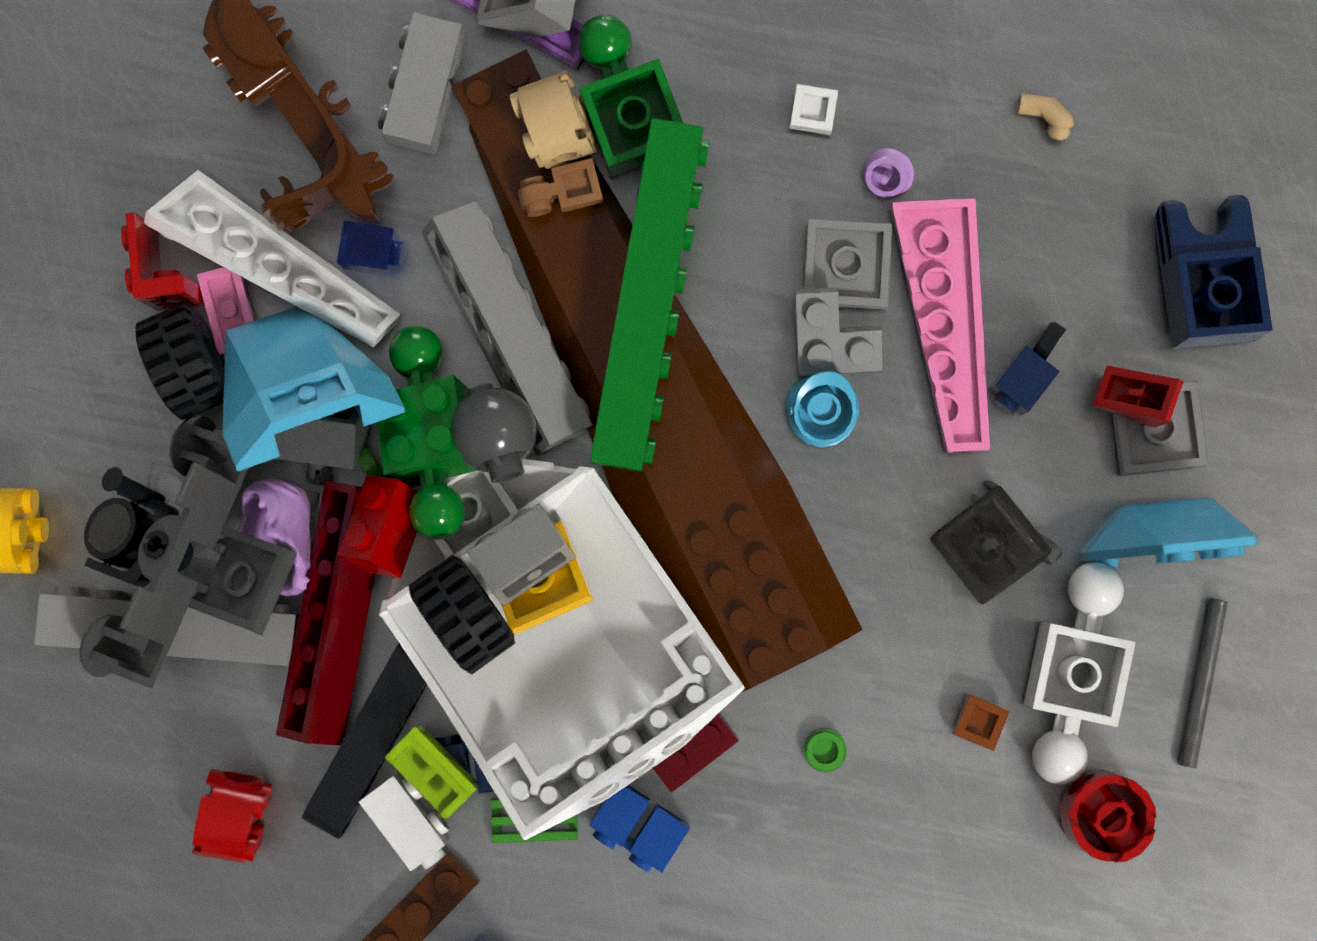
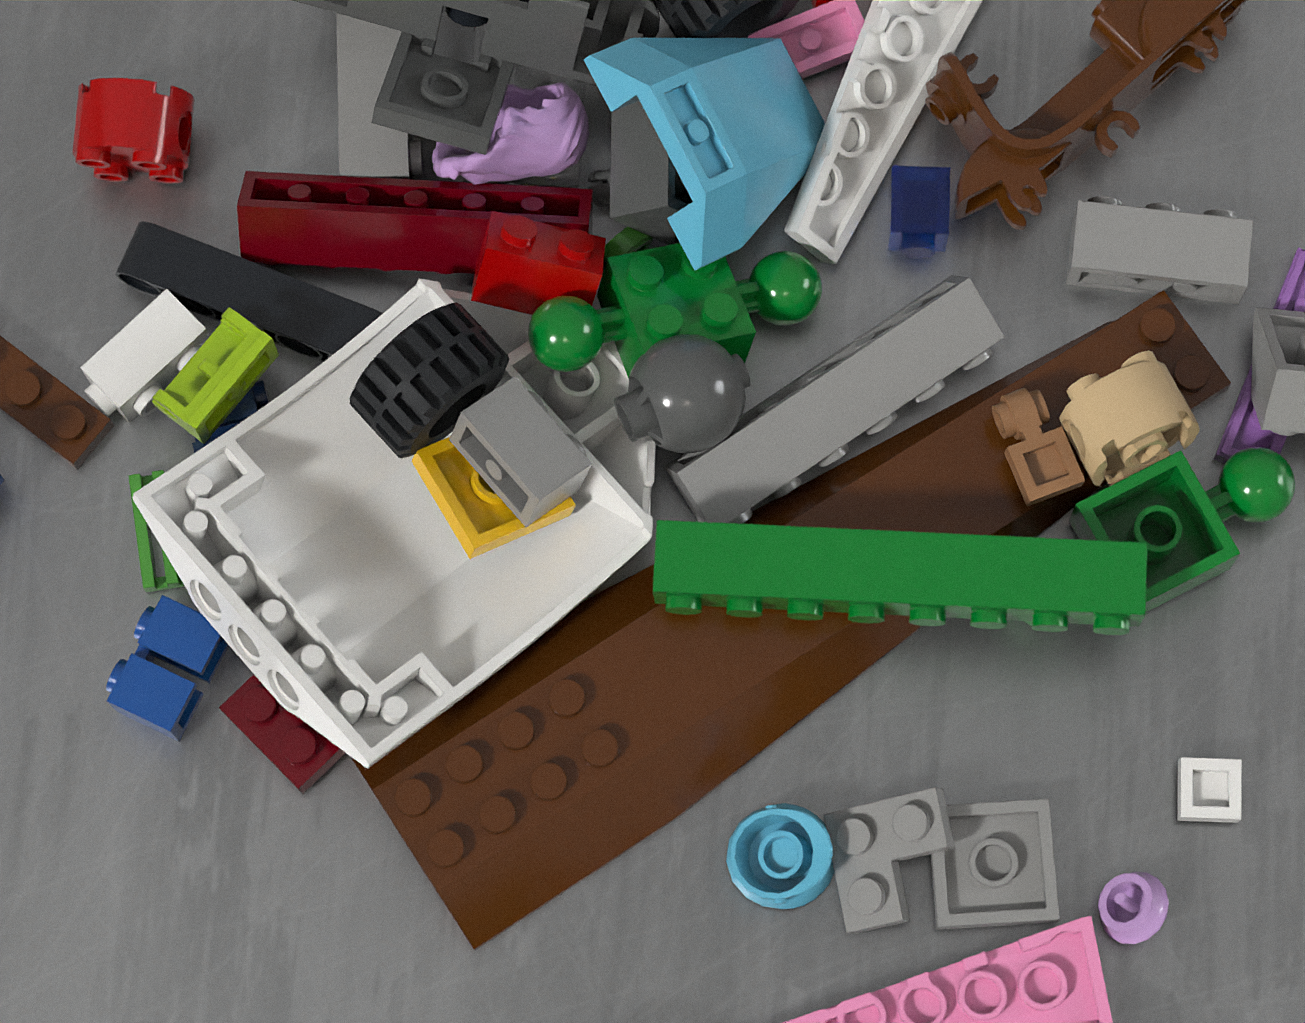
camera: 85 degrees right, 10 degrees down
(825, 750) = (299, 917): bright green tile -> none

